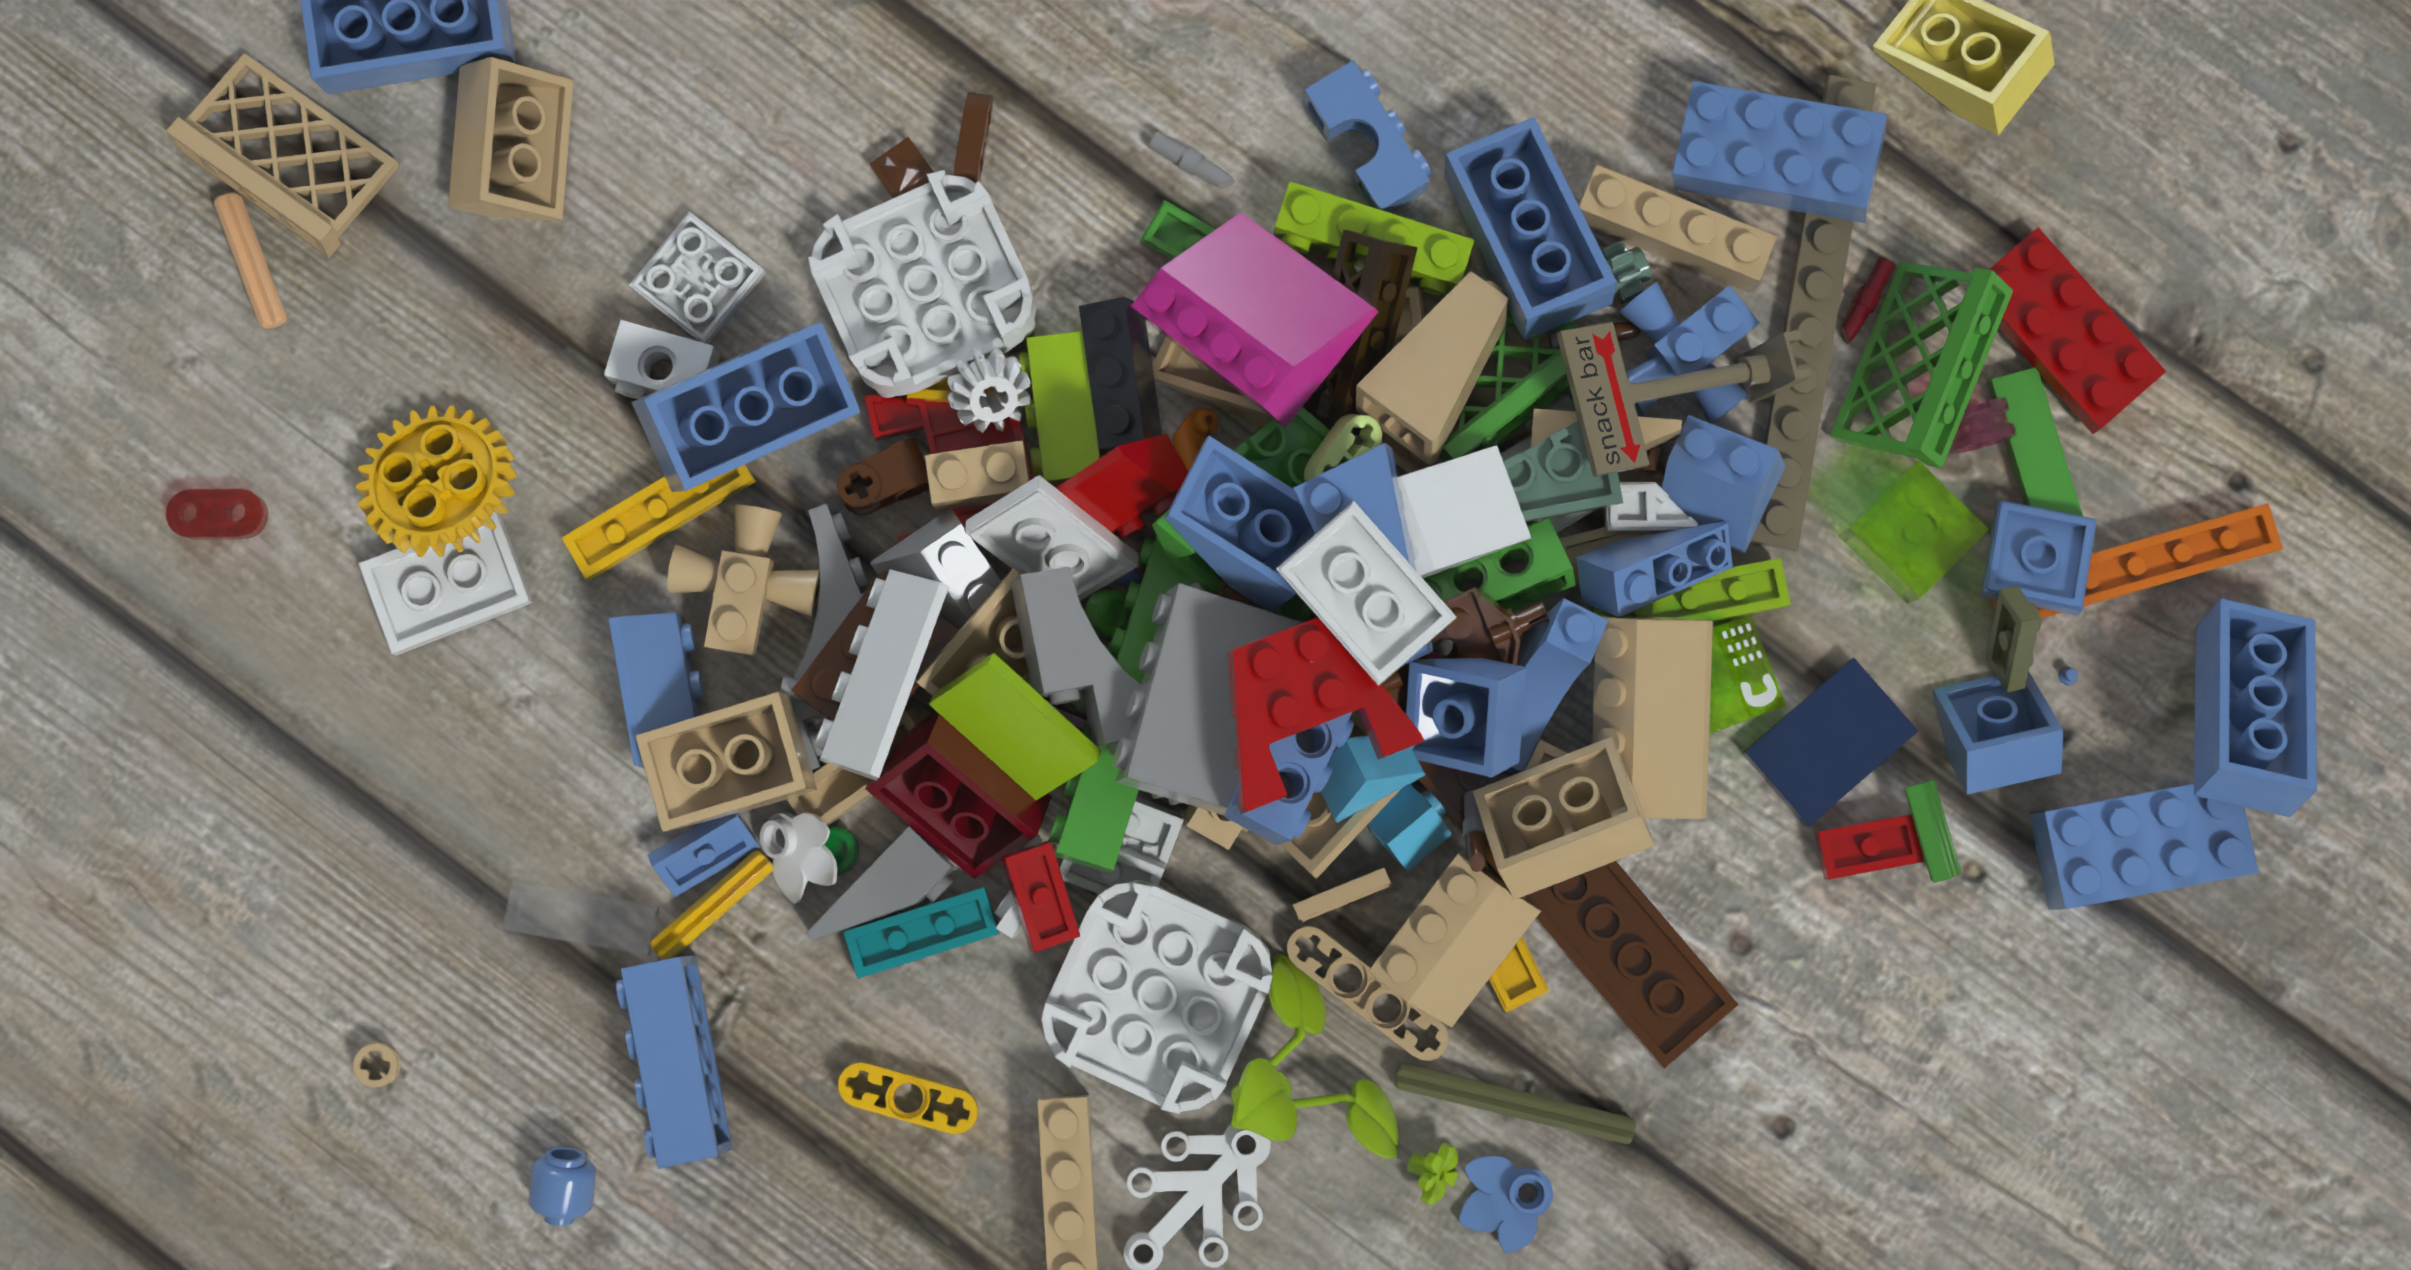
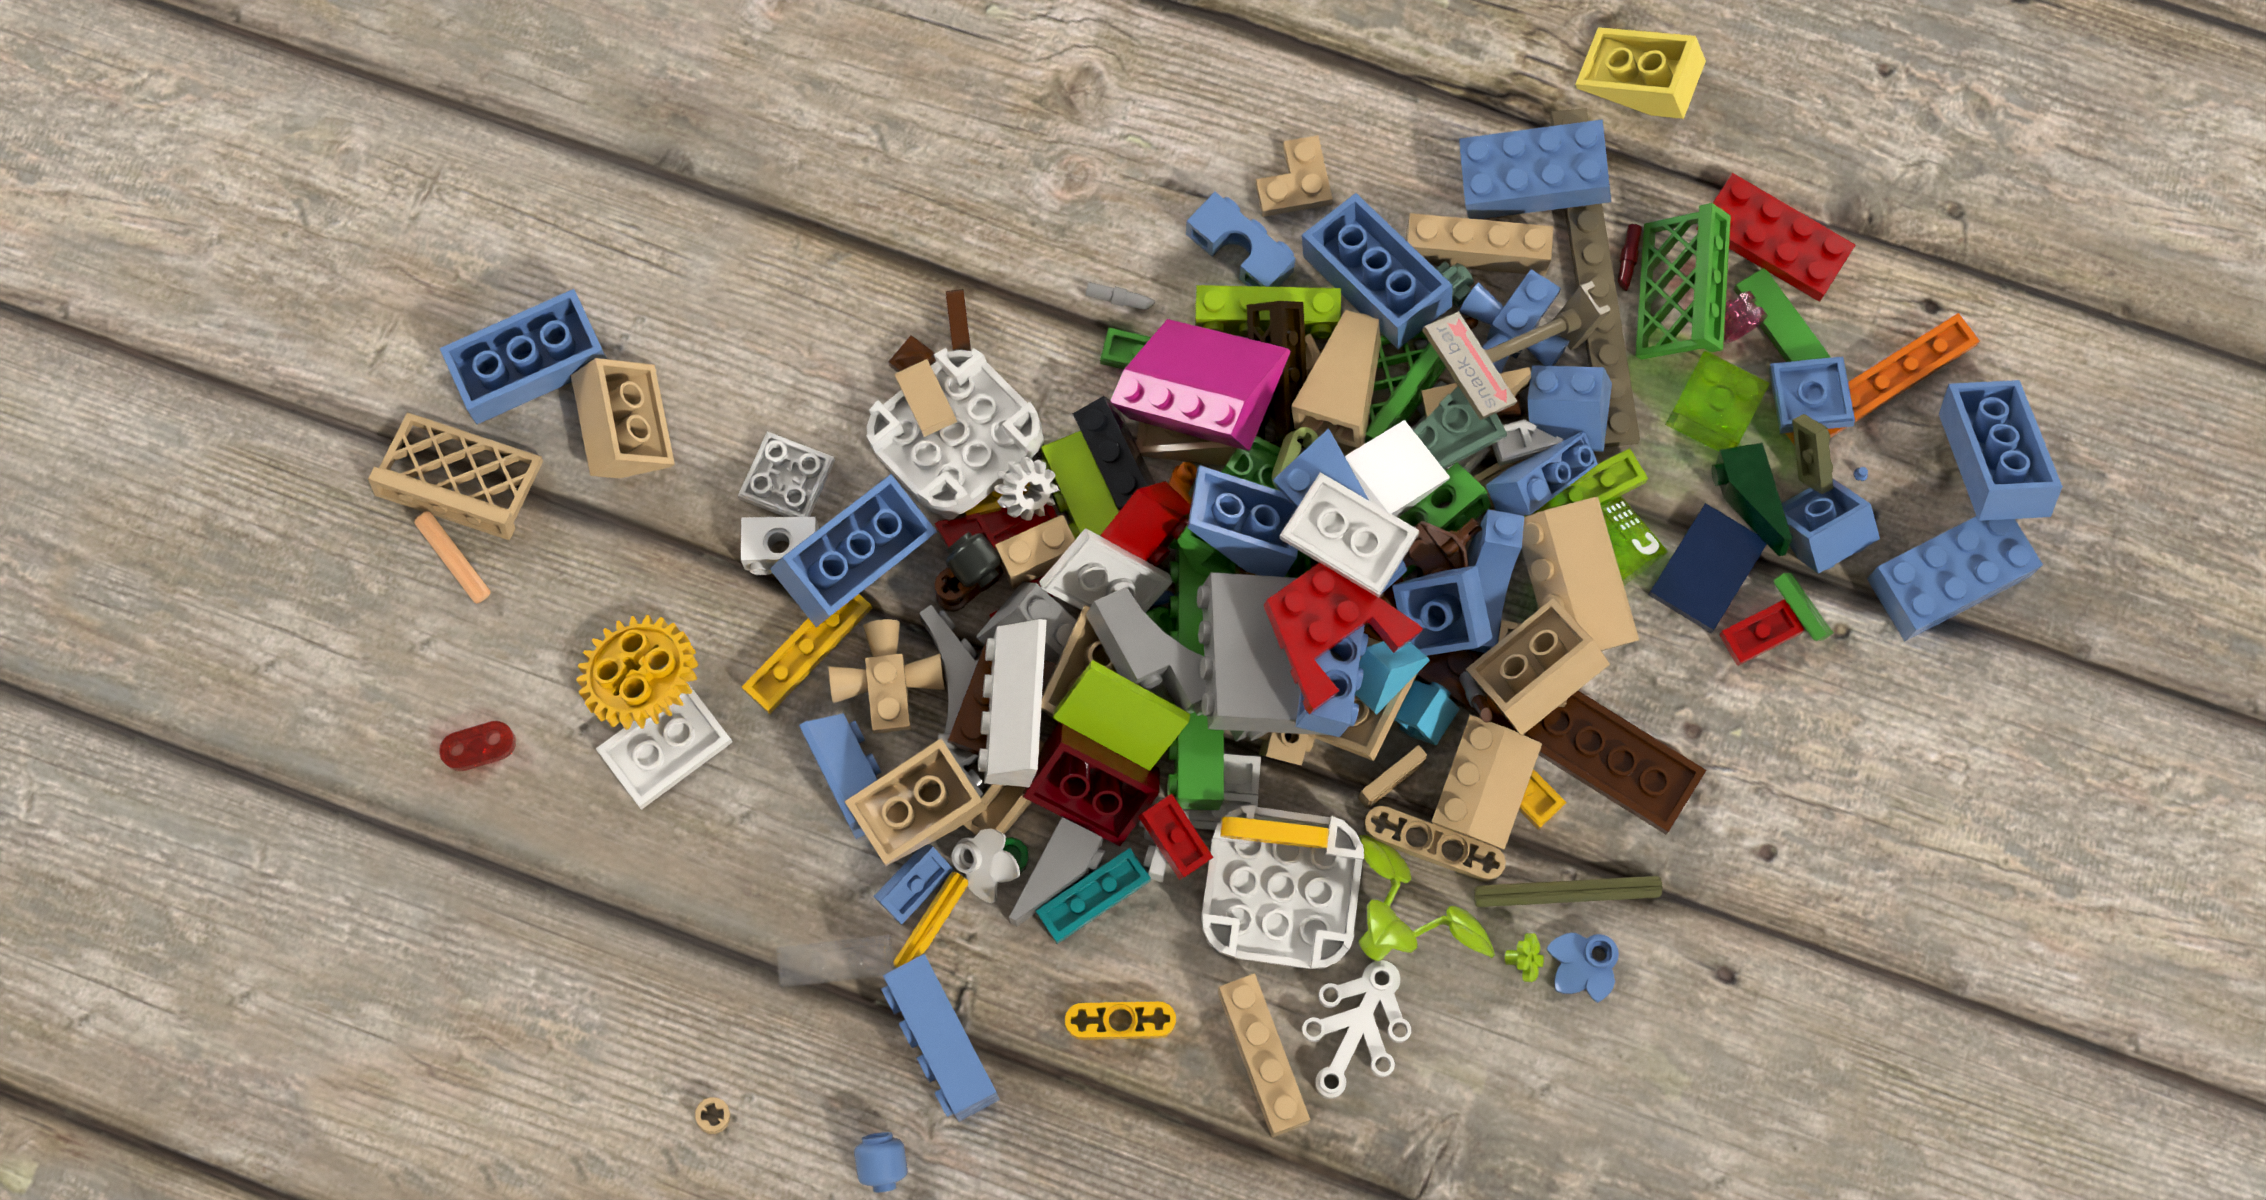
camera: 15 degrees left, 10 degrees down
(892, 465) = (973, 560): none -> pearl dark grey head
(899, 229) = (925, 397): none -> tan tile
(1163, 931) = (1274, 832): none -> yellow beam
(1476, 81) = (1304, 185): none -> tan plate
(1917, 660) = (1752, 493): none -> dark green slope

